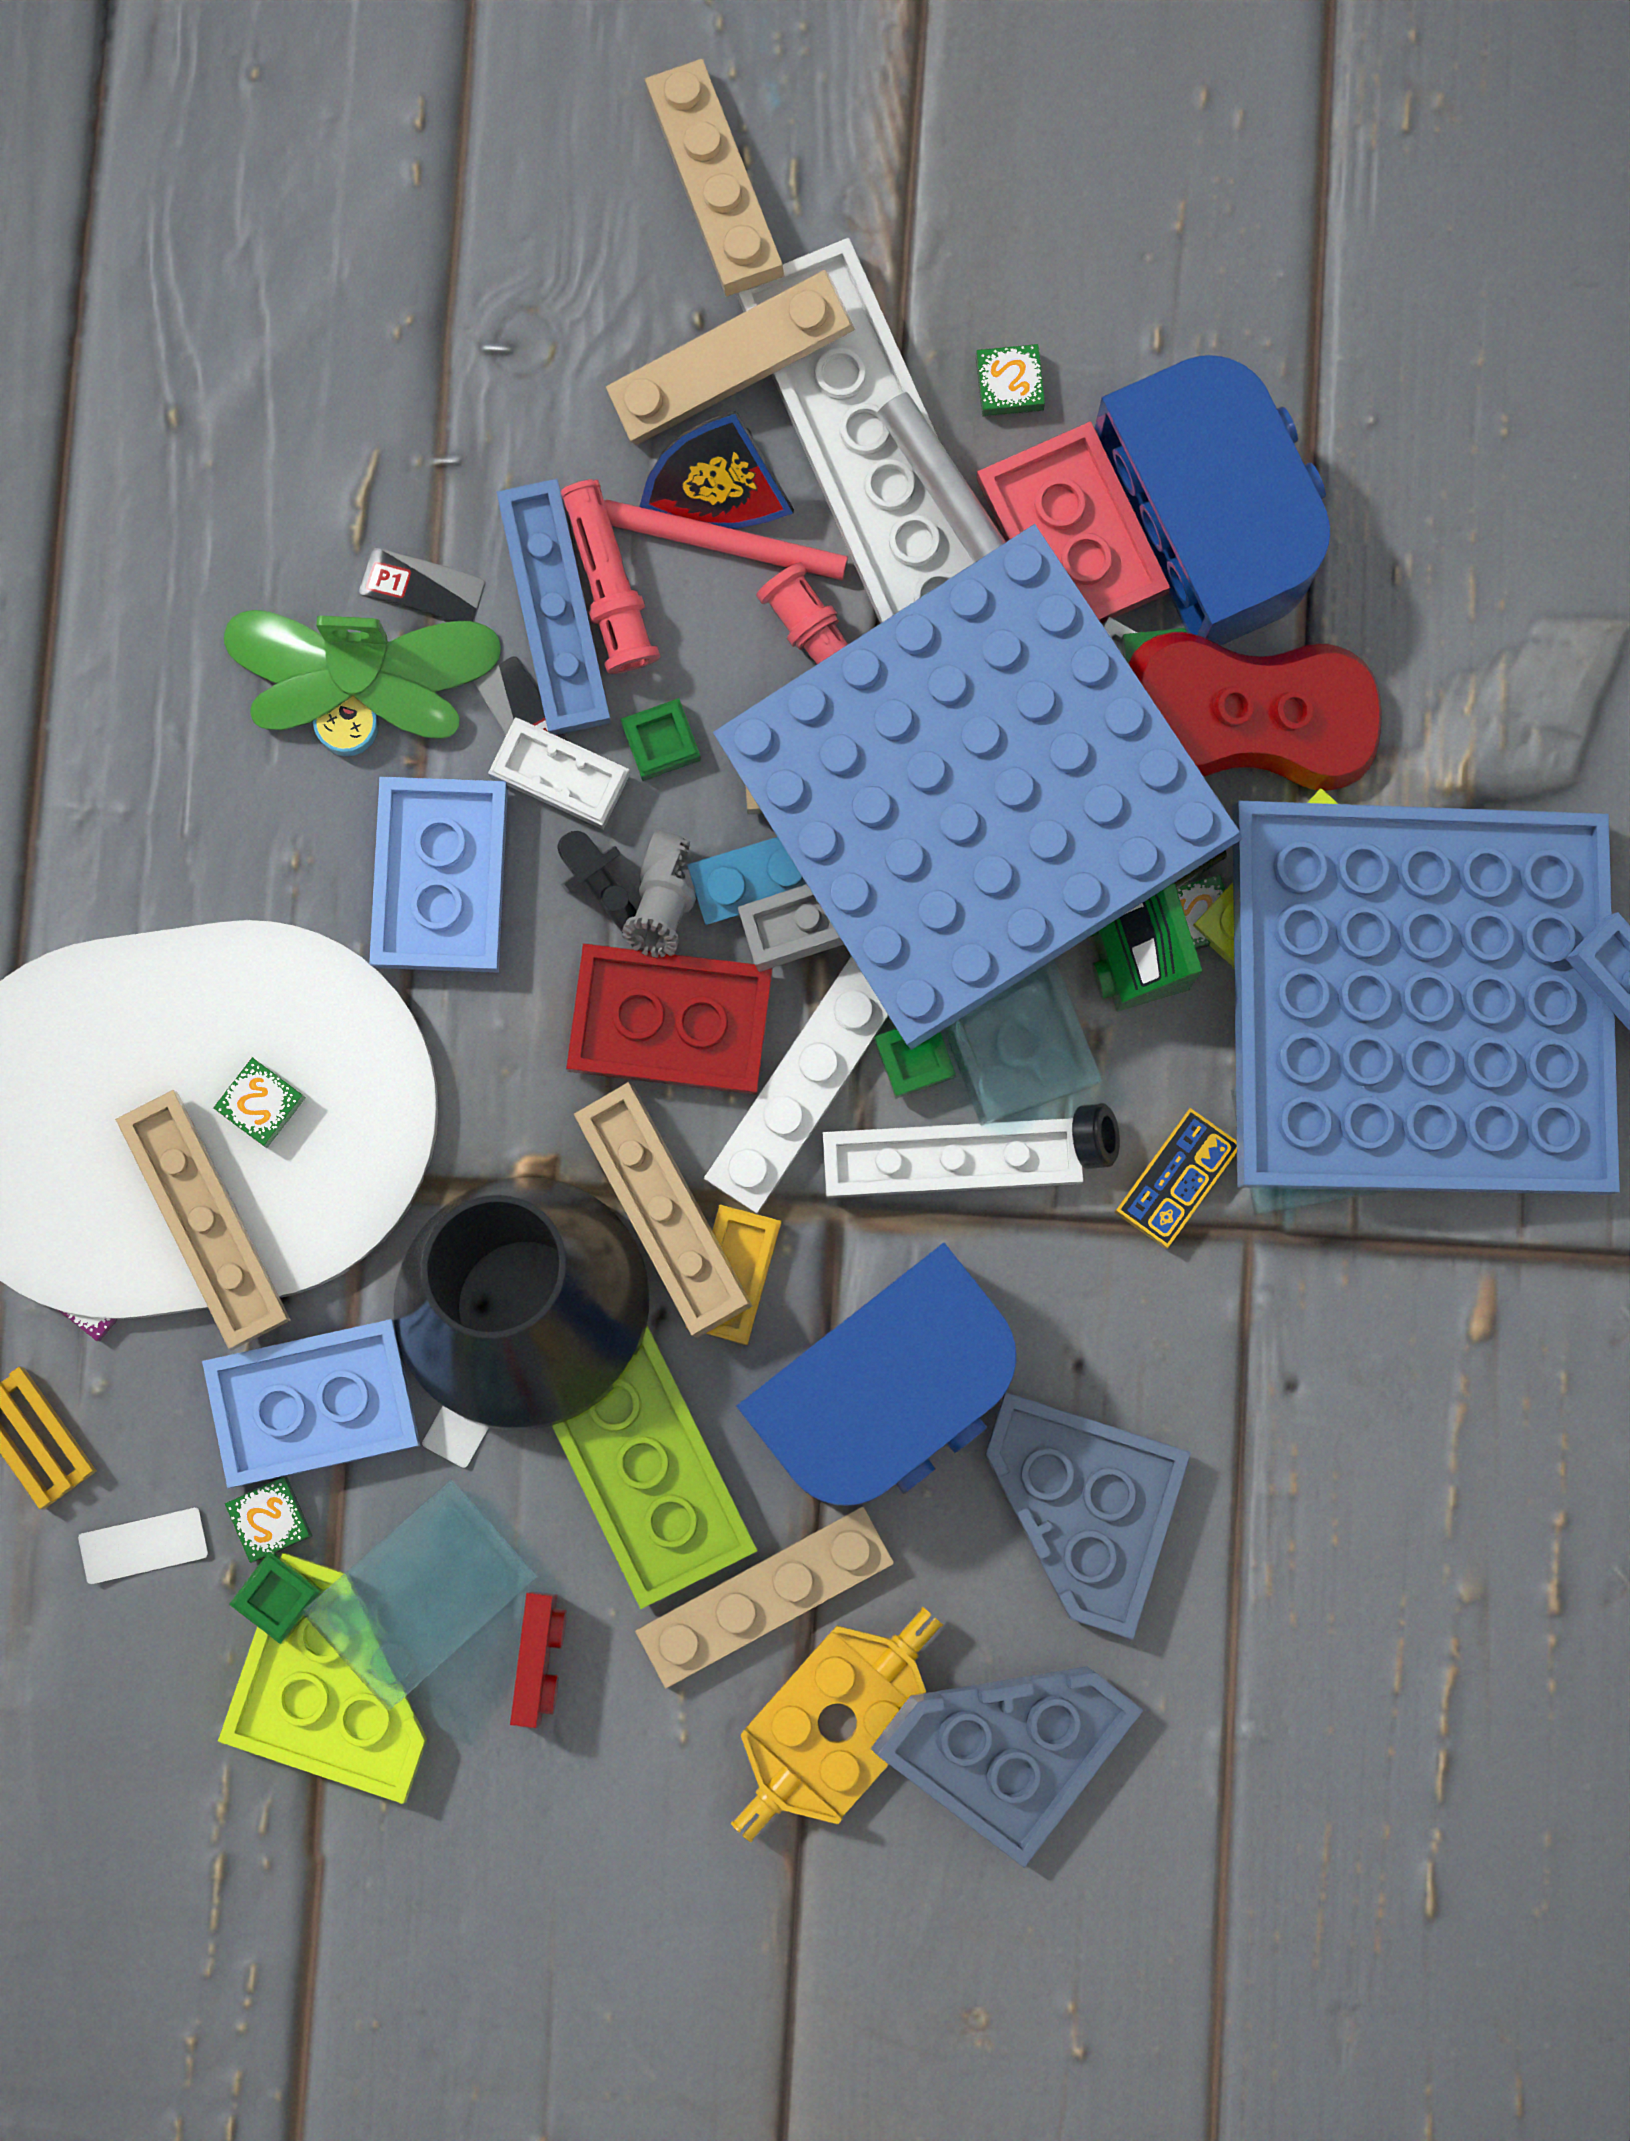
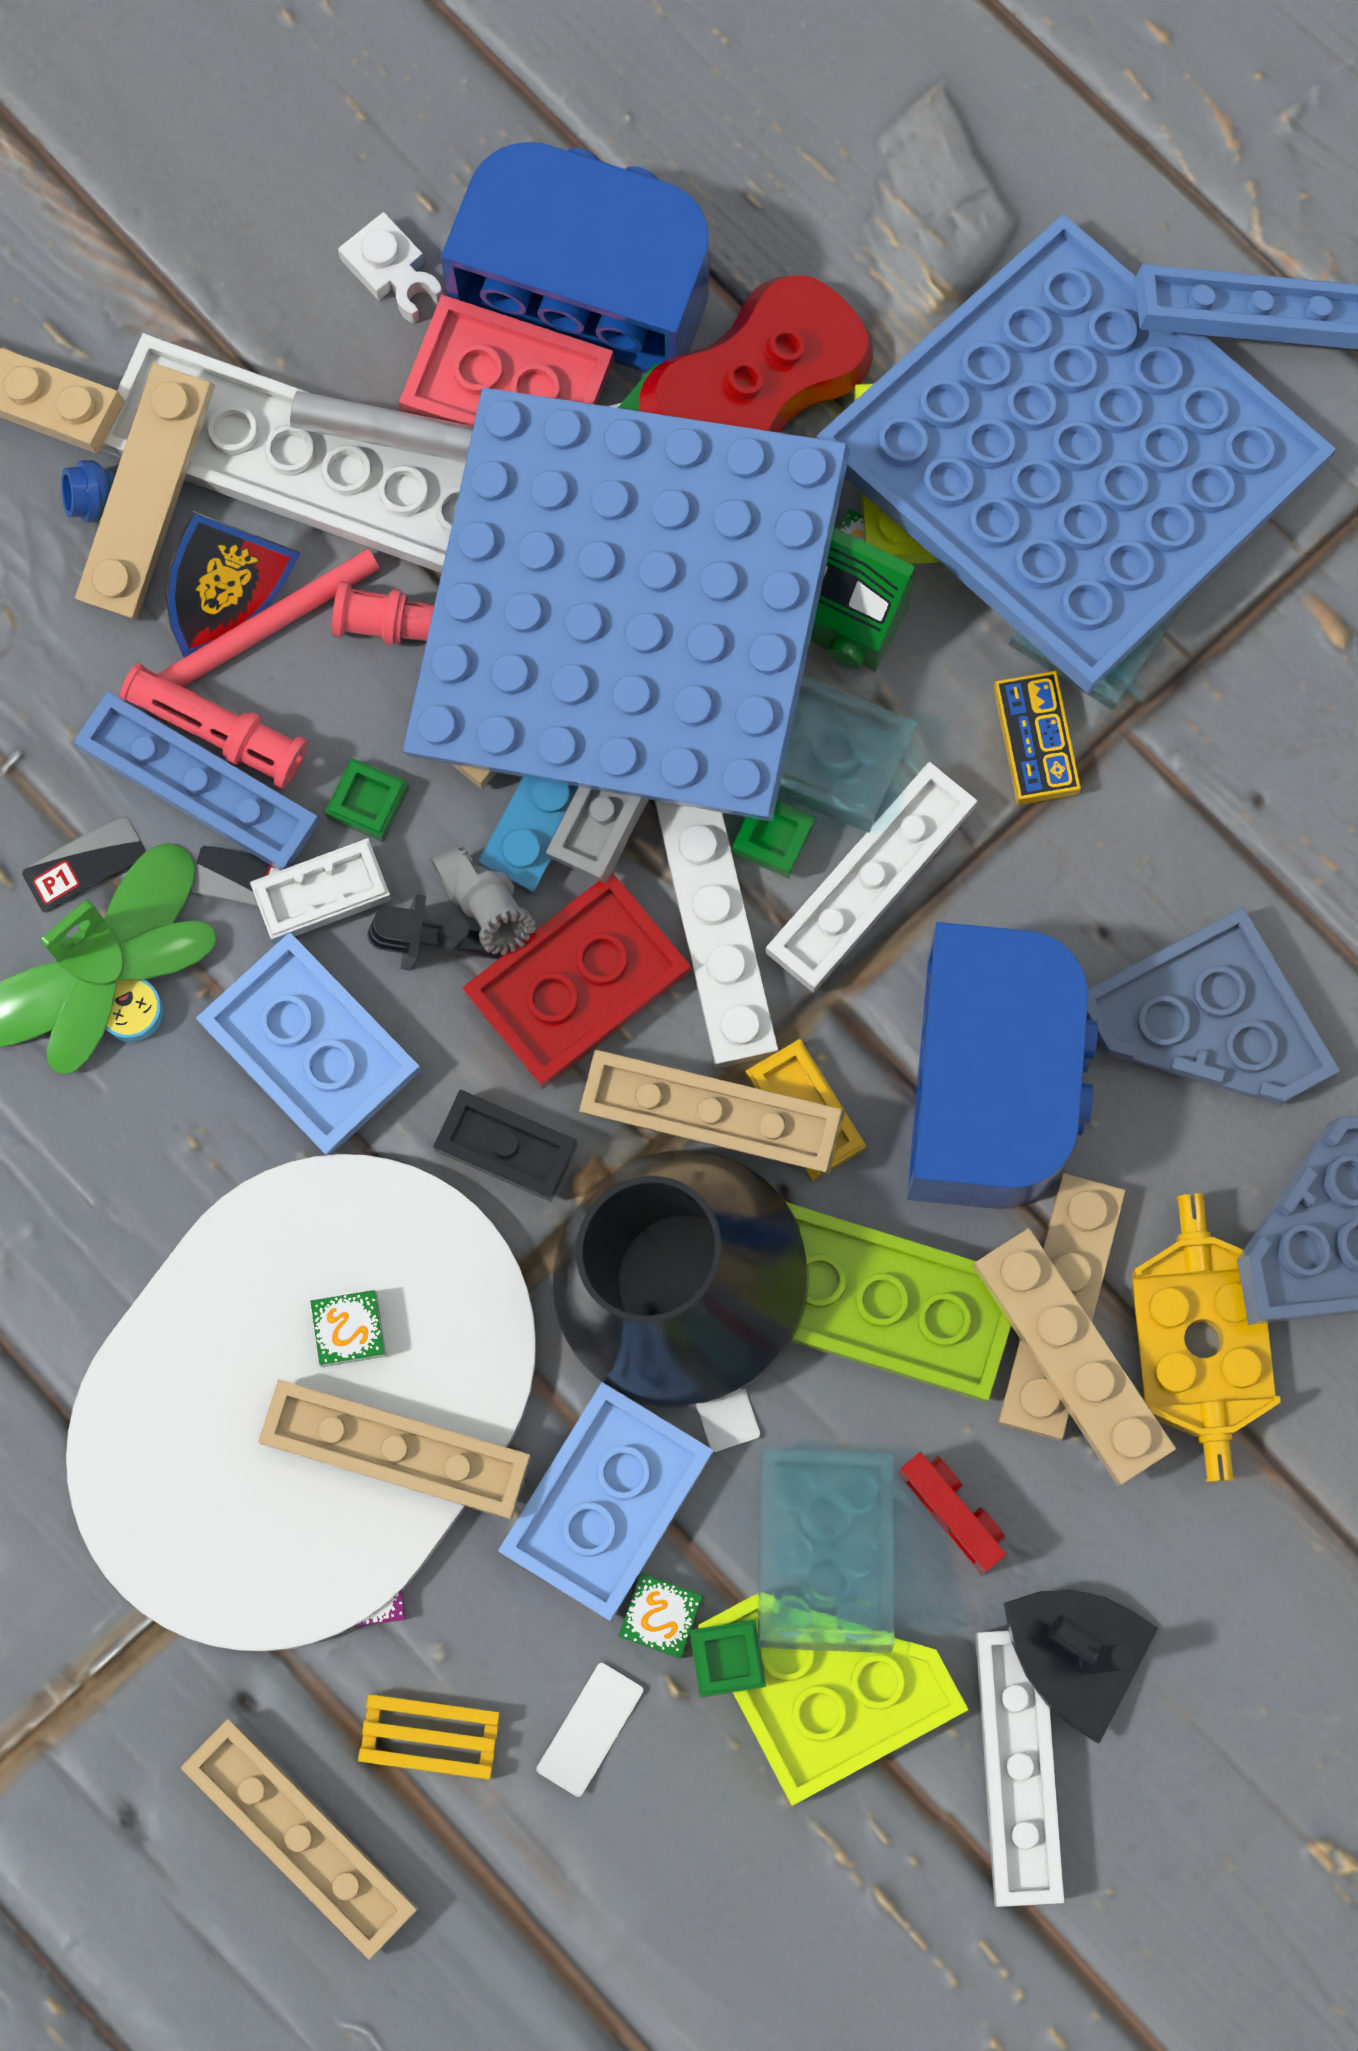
camera: 45 degrees left, 5 degrees down
(398, 1878) = (1018, 1779): none -> white plate
(499, 1085) = (505, 1145): none -> black plate
(519, 1845) = (1078, 1653): none -> black shield
(693, 314) = (85, 490): none -> blue plate
(728, 1642) = (1073, 1357): none -> tan plate
(1010, 380) = (354, 324): tile -> none
(1080, 356) = (388, 262): none -> white plate
(1095, 1136) = (953, 762): black tile -> none

